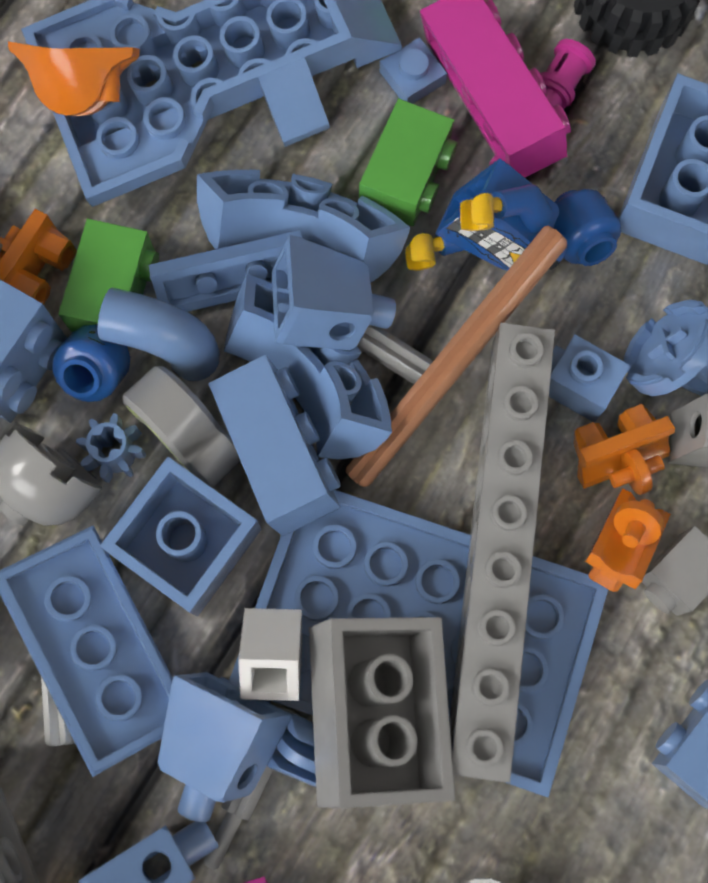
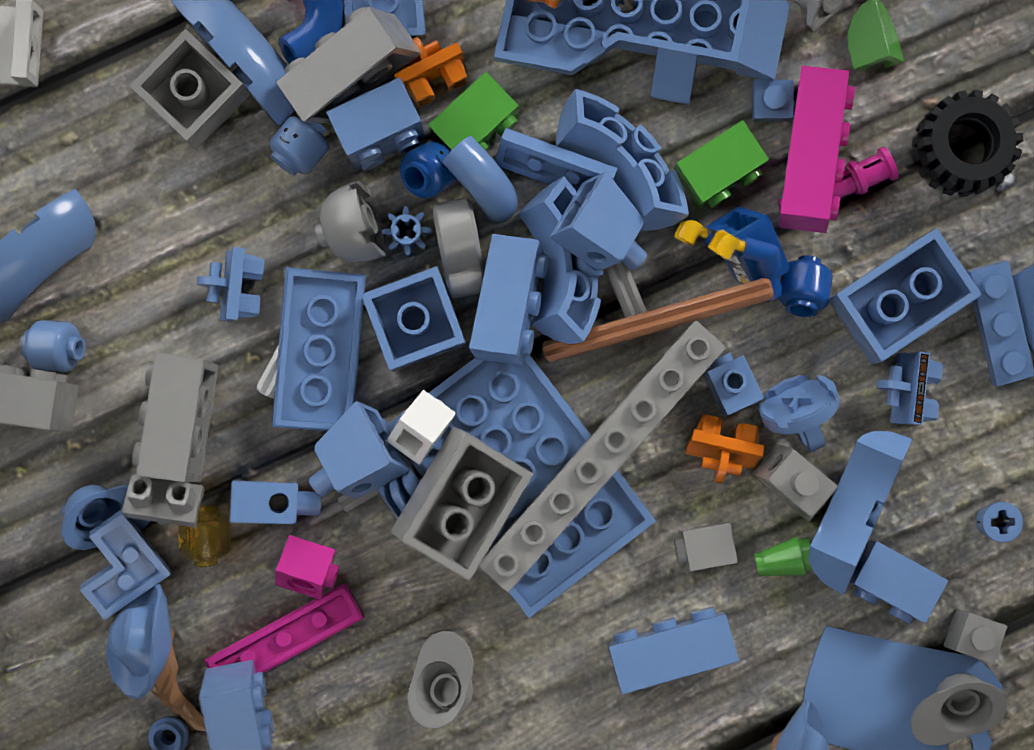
camera: 35 degrees right, 10 degrees up
(626, 542) = (682, 503): orange hips -> none

